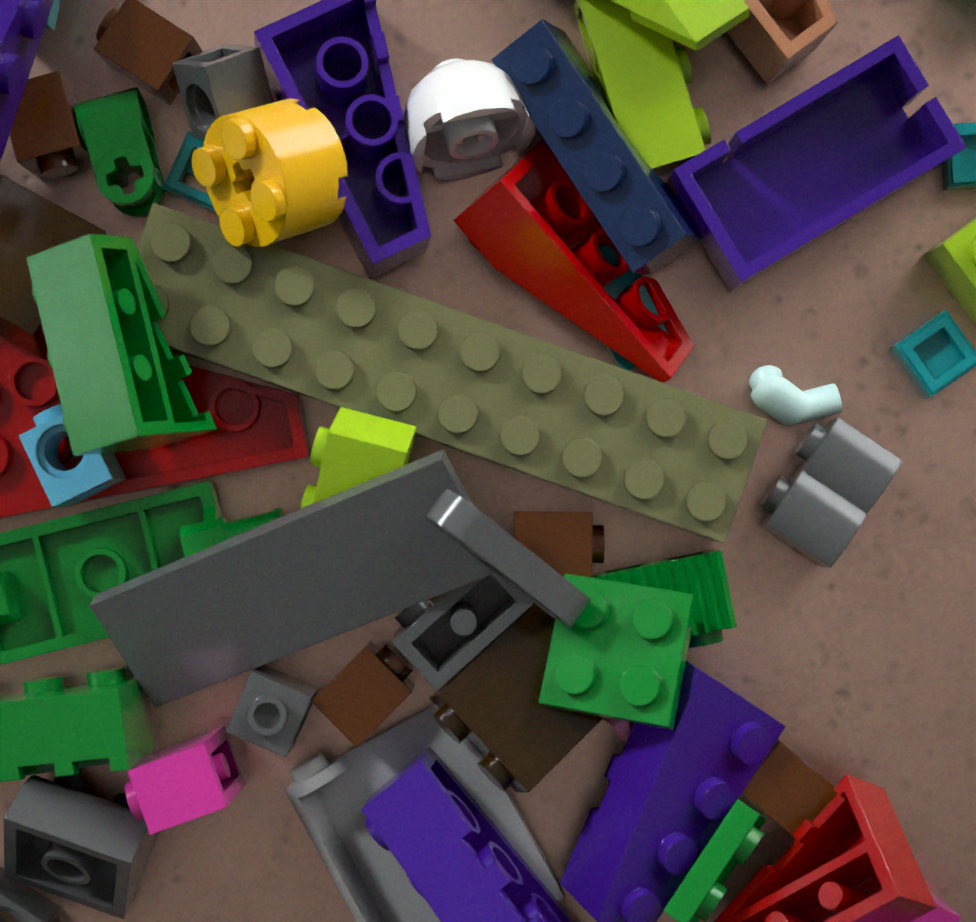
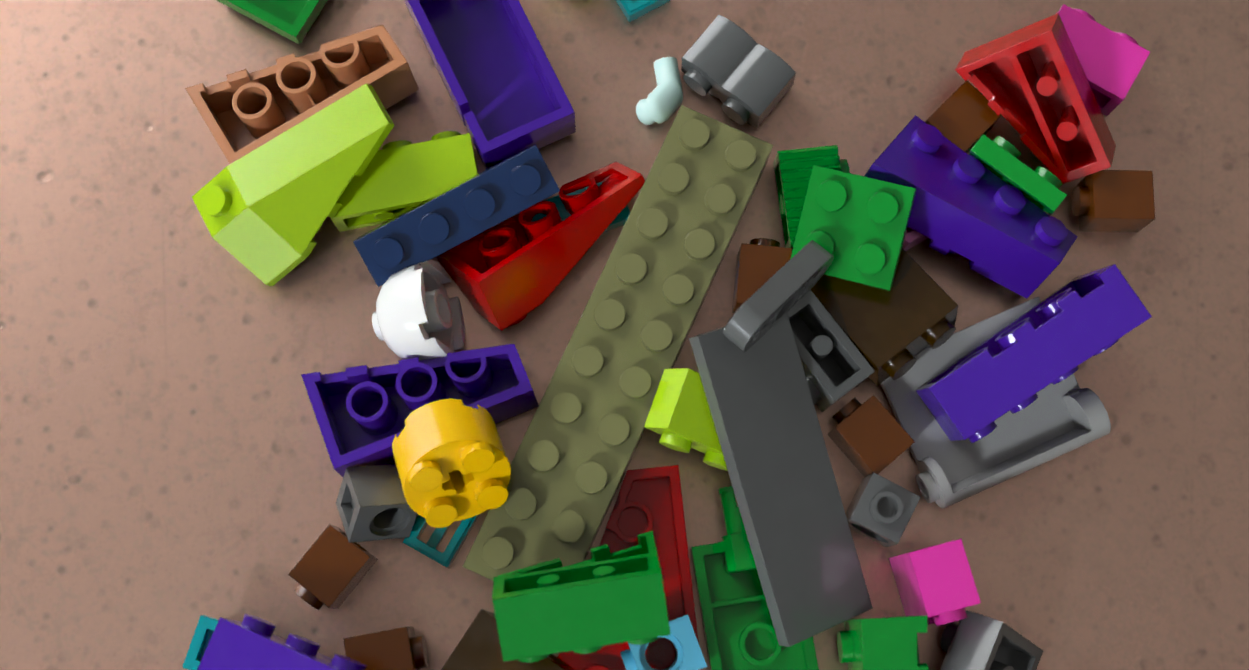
camera: 90 degrees left, 10 degrees down
(122, 143) = (405, 598): green piece -> none

